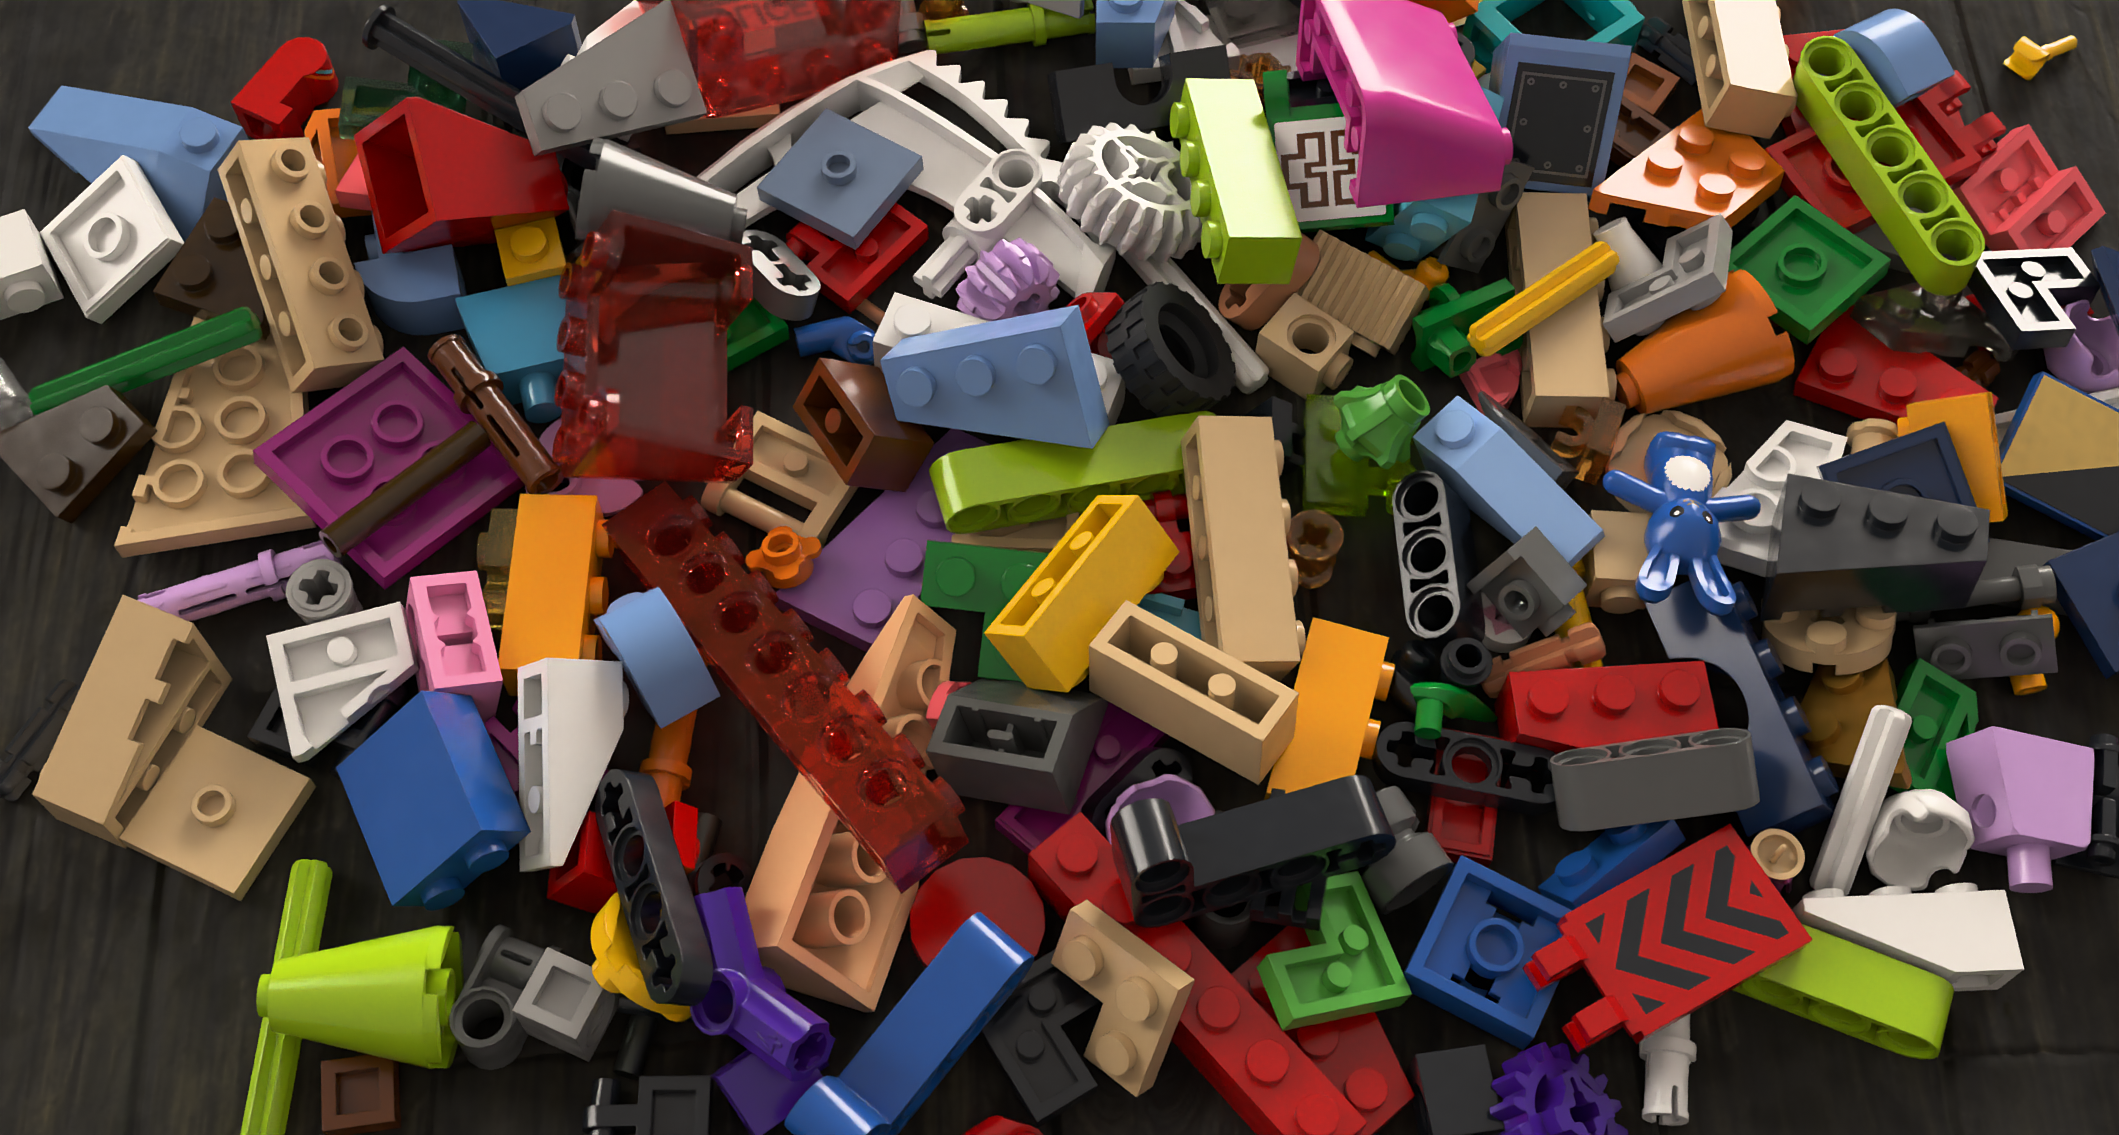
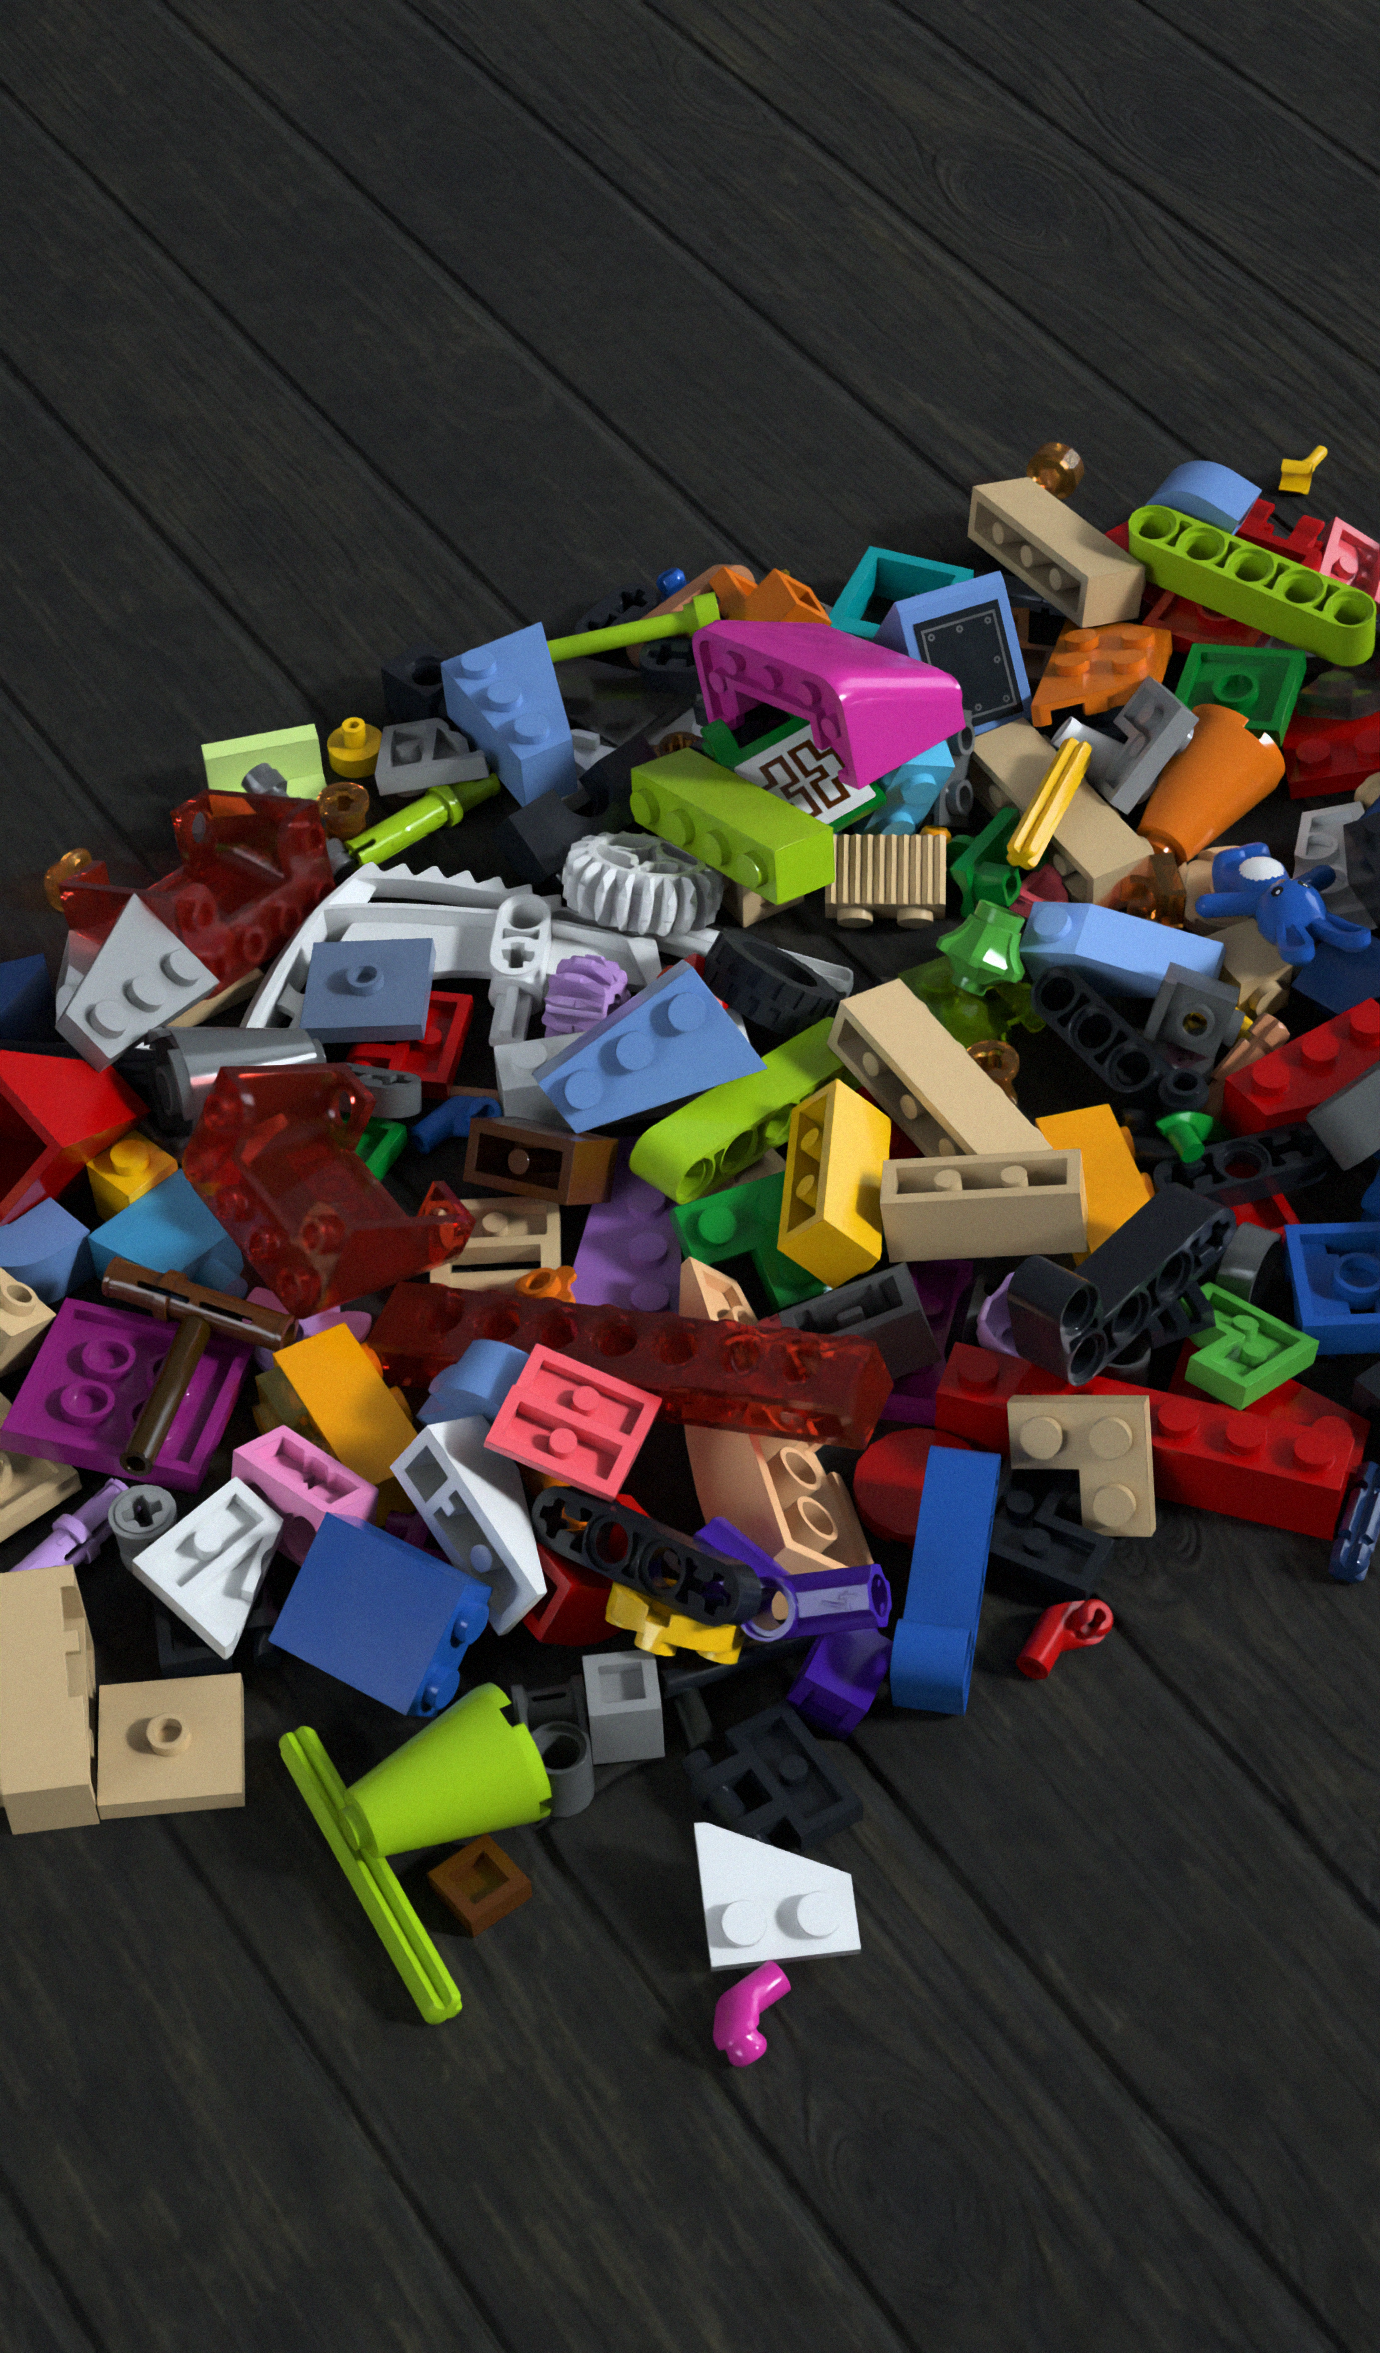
camera: 25 degrees left, 15 degrees down
(673, 723) = (573, 1423): none -> coral slope
(1255, 304) = (811, 911): nougat beam -> none
(1305, 326) = (872, 937): tan brick -> none

